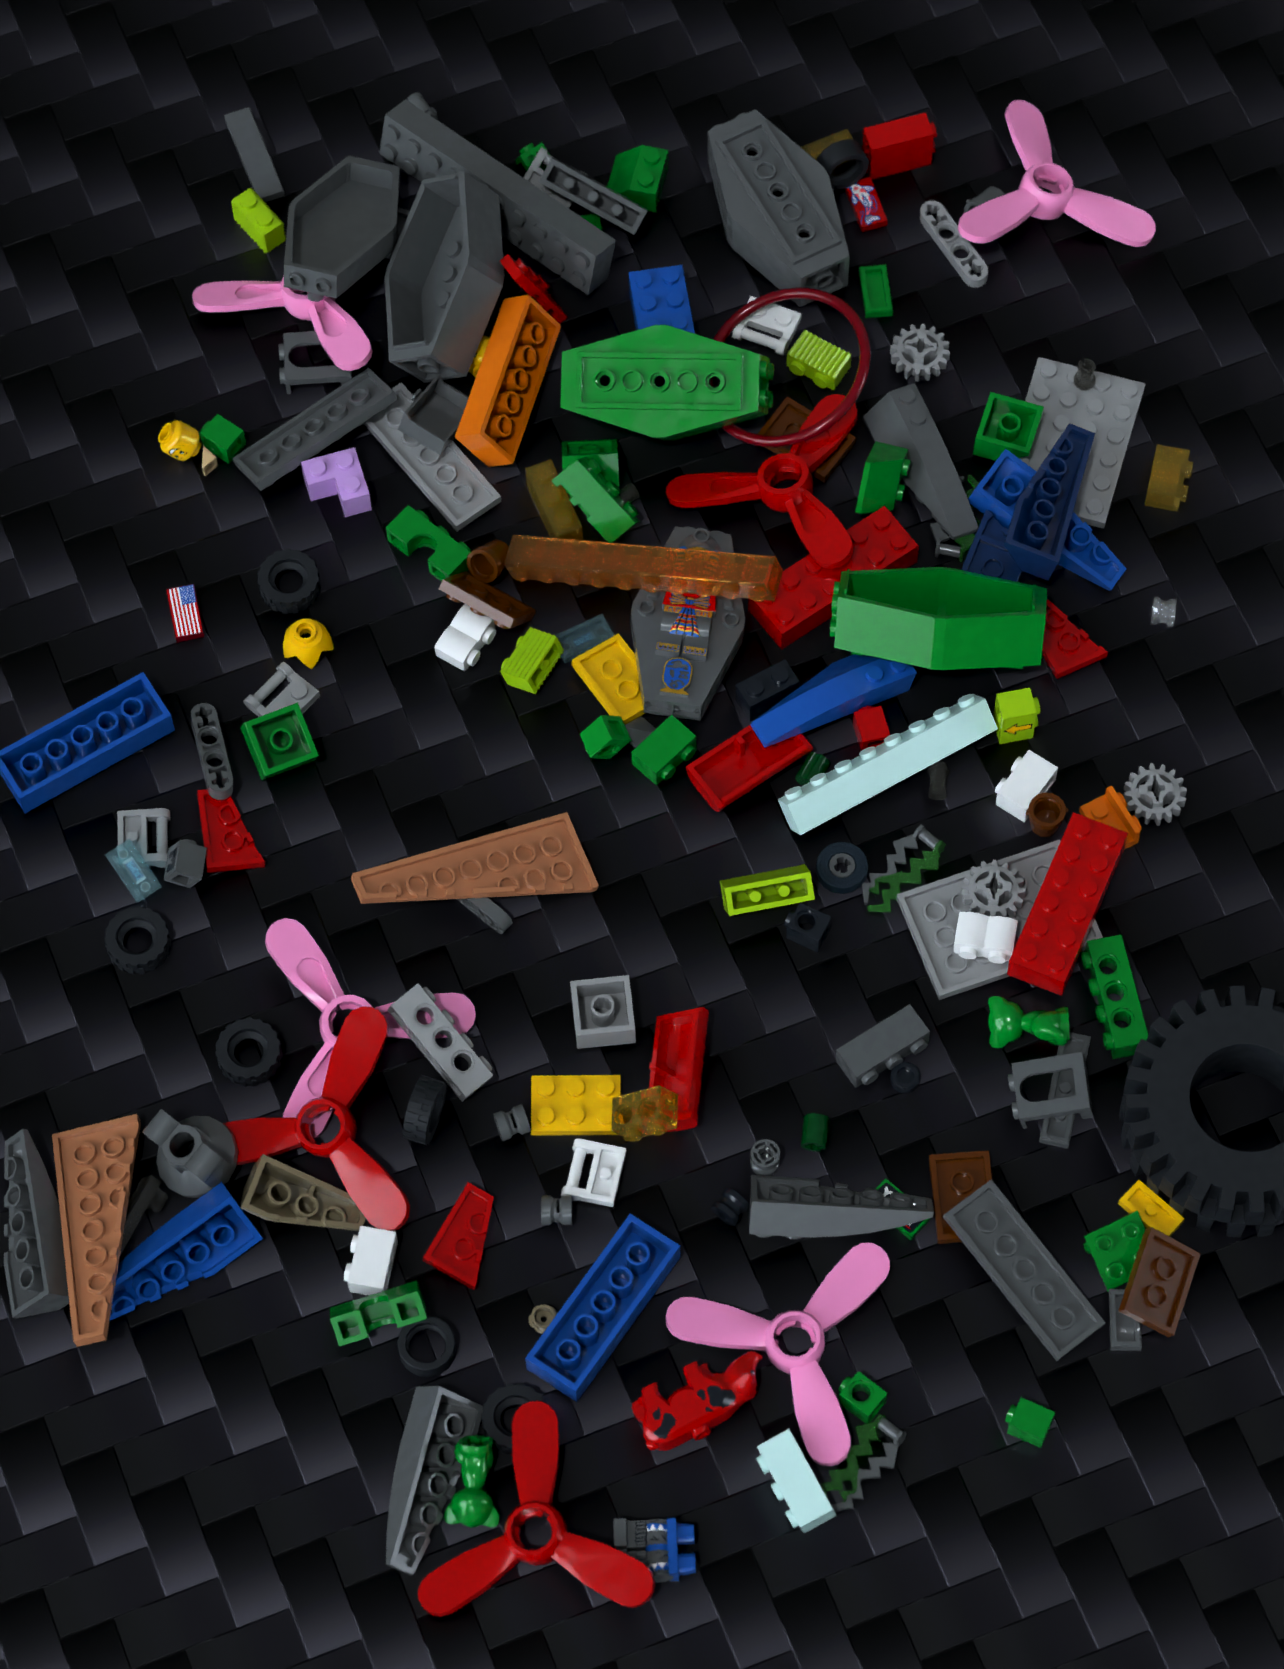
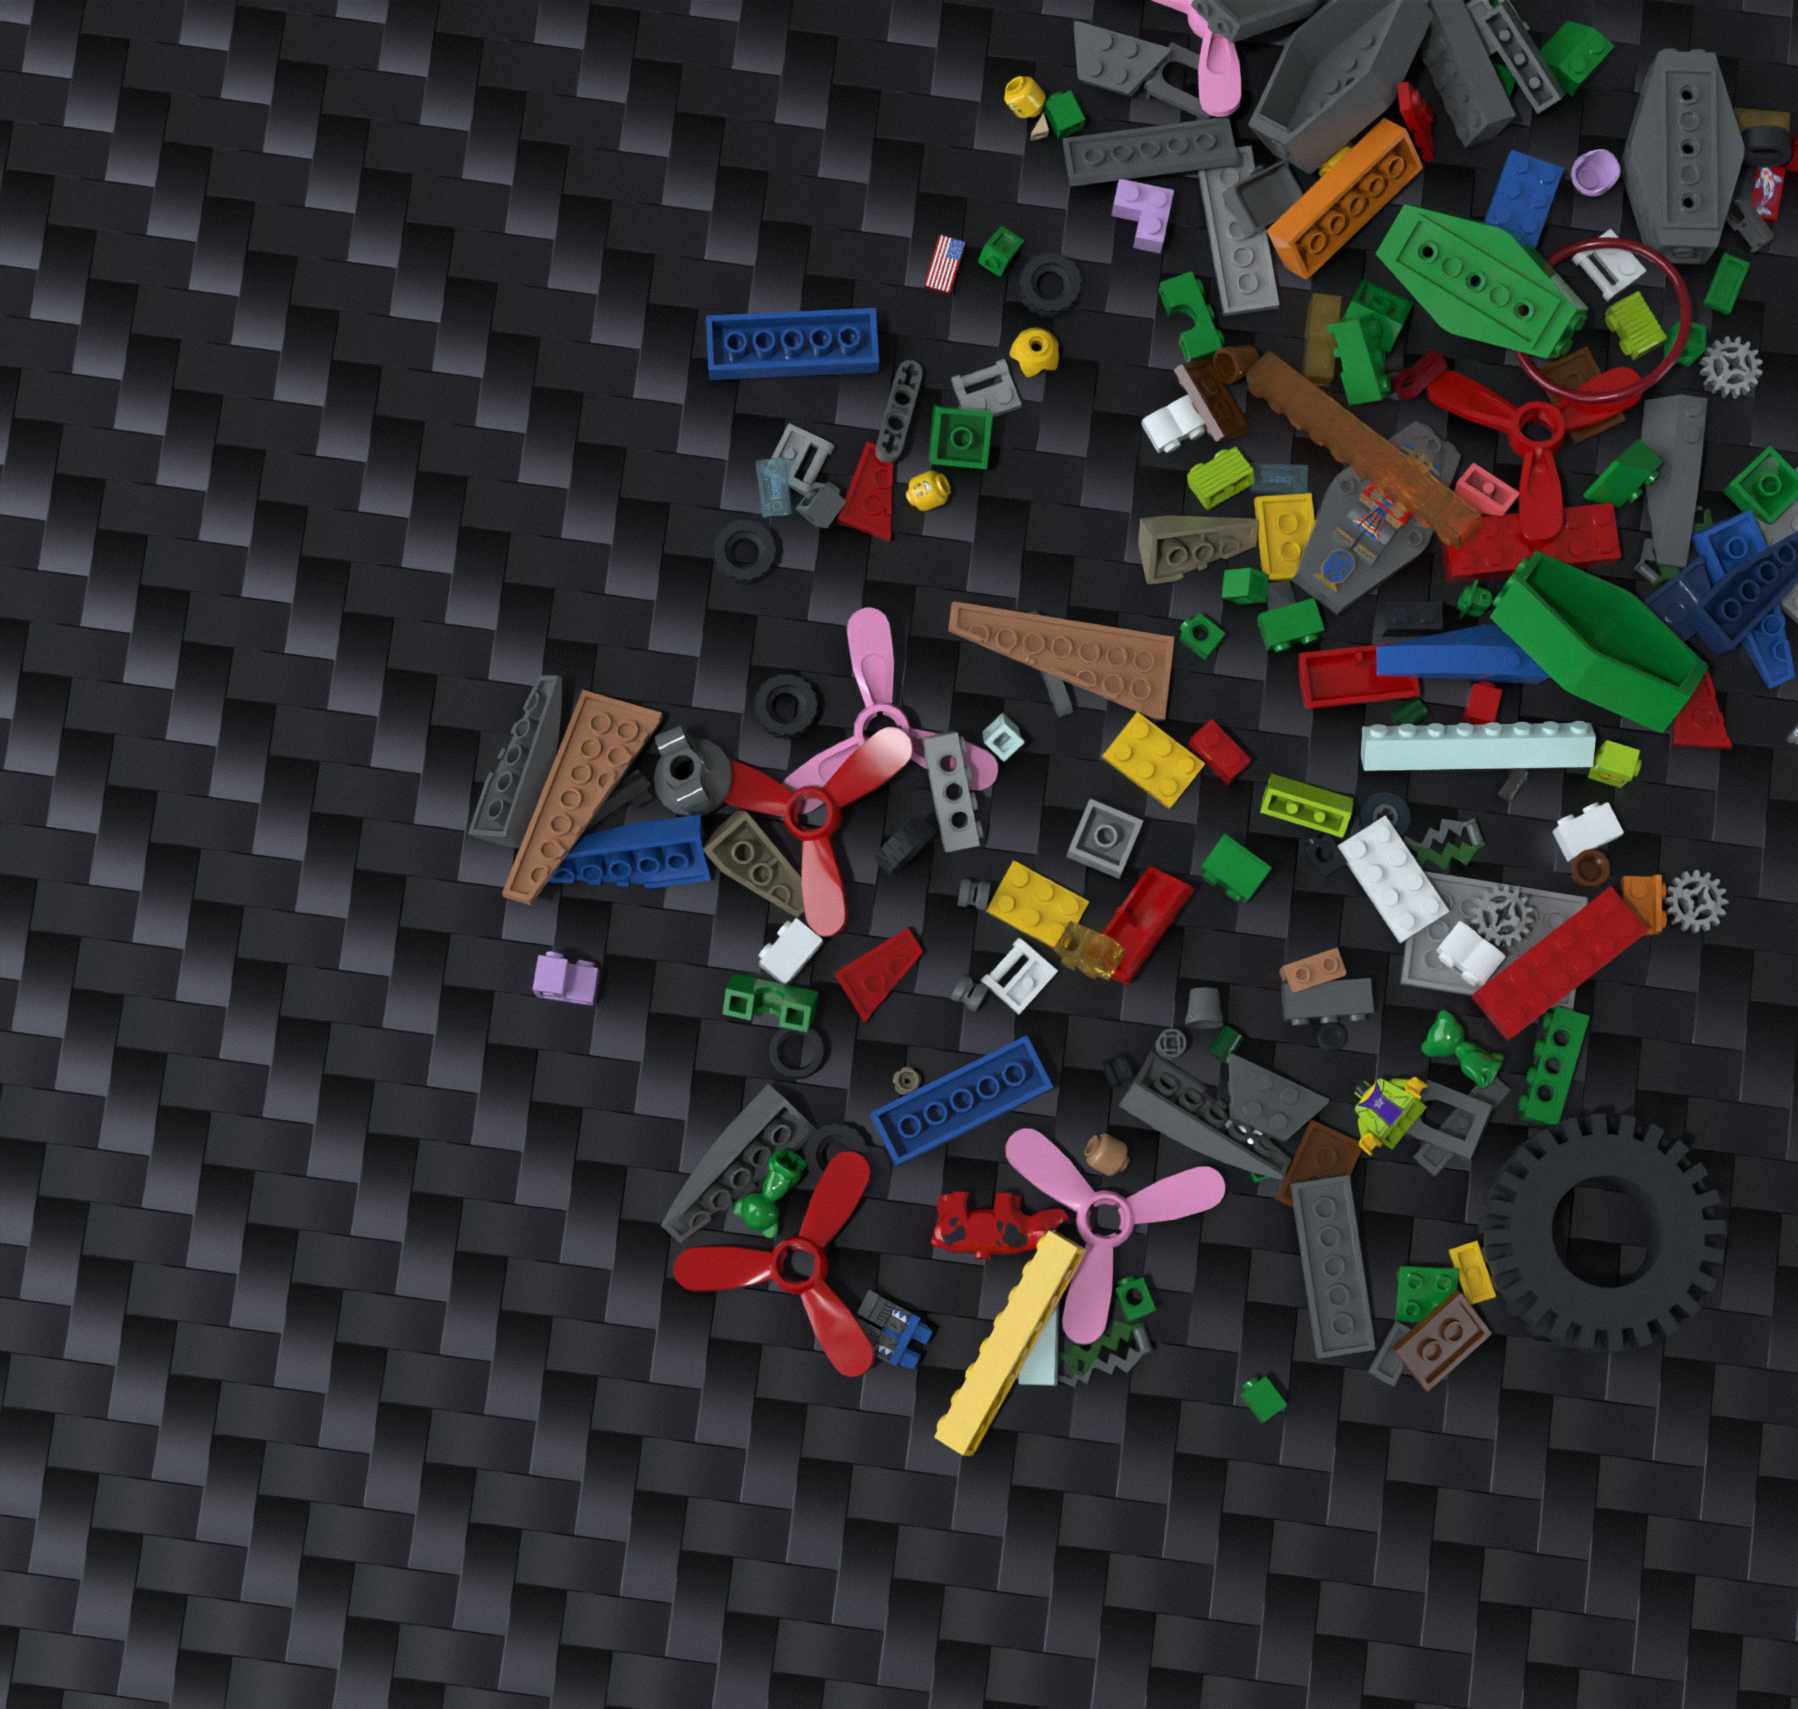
camera: 20 degrees right, 15 degrees up
(176, 1397) = (565, 981): none -> lavender brick
(228, 576) = (1000, 250): none -> green bracket
(242, 372) = (1115, 59): none -> dark grey wing
(276, 803) = (928, 490): none -> yellow head
(462, 973) = (1002, 737): none -> light aqua brick
(530, 732) = (1183, 543): none -> dark tan wedge
(596, 809) = (1205, 647): none -> green brick
(608, 927) = (1153, 760): none -> yellow plate
(657, 491) = (1420, 374): none -> dark red piece
(663, 887) = (1219, 752): none -> red brick
(711, 257) = (1595, 172): none -> lavender hair
(734, 975) = (1234, 869): none -> green slope
(763, 1283) = (1106, 1154): none -> medium nougat head
(770, 1493) = (1010, 1343): none -> yellow brick
(778, 1112) = (1204, 1009): none -> dark grey piece
(782, 546) = (1485, 491): none -> coral slope
(813, 645) = (1474, 601): none -> green hinge
(854, 1024) = (1313, 970): none -> nougat bracket
(869, 233) = (1752, 226): none -> dark grey piece
(879, 350) = (1695, 344): none -> green brick
(880, 912) = (1393, 879): none -> white plate
(881, 1157) = (1268, 1100): none -> dark grey wing
(993, 1105) = (1387, 1110): none -> torso

